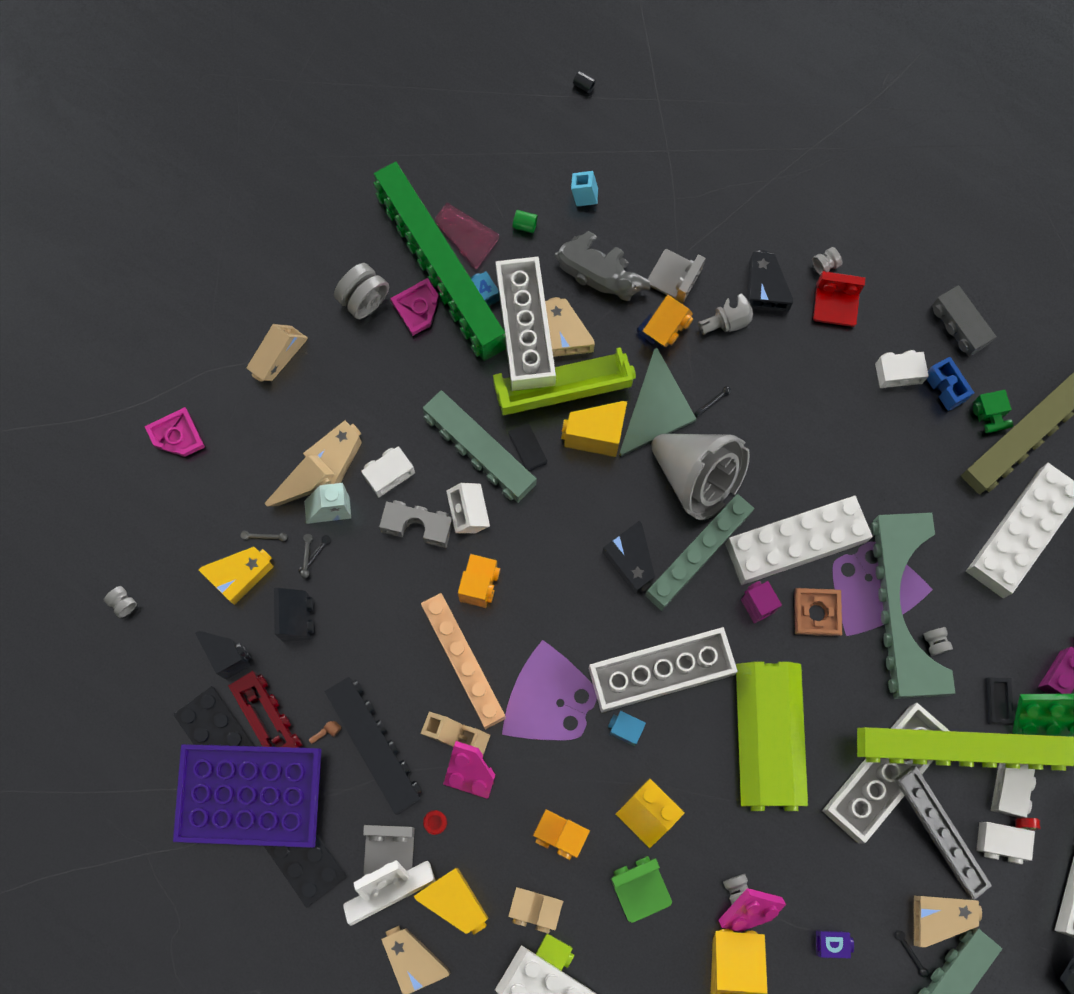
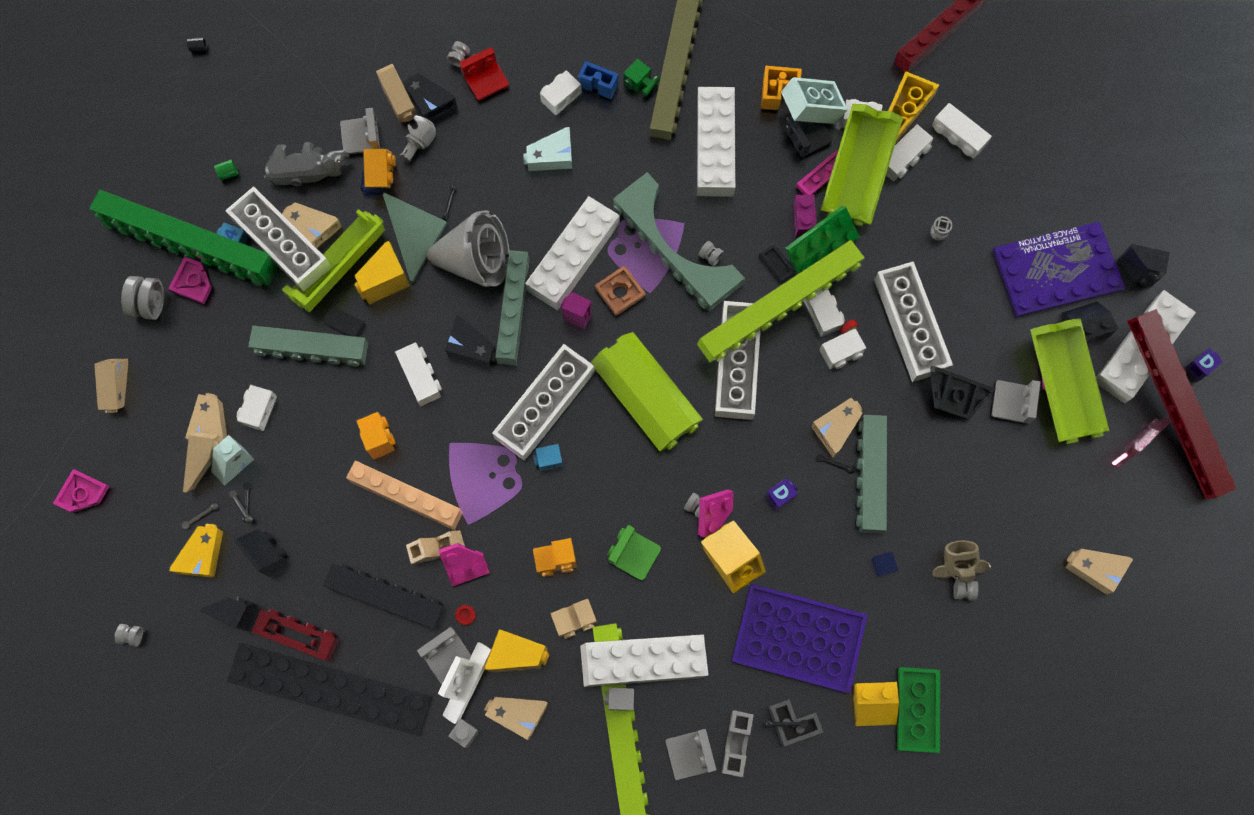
camera: 35 degrees left, 0 degrees up
(247, 795) = (320, 693): dark purple plate -> none
(331, 727) = (345, 607): nougat hand -> none
(349, 940) = (464, 733): none -> light grey brick
(399, 516) = (287, 432): light grey arch -> none
(467, 233) = (190, 206): clear pink wing -> none
(468, 508) = (331, 391): white brick -> none
(562, 551) = (419, 373): none -> white brick
(584, 188) = (252, 118): medium azure brick -> none
(649, 813) = (604, 500): yellow slope -> none
(738, 259) = (396, 93): none -> tan slope
(848, 422) = (550, 152): none -> light aqua slope
(943, 832) = (798, 371): tile -> none
(963, 321) = (578, 32): dark grey brick -> none

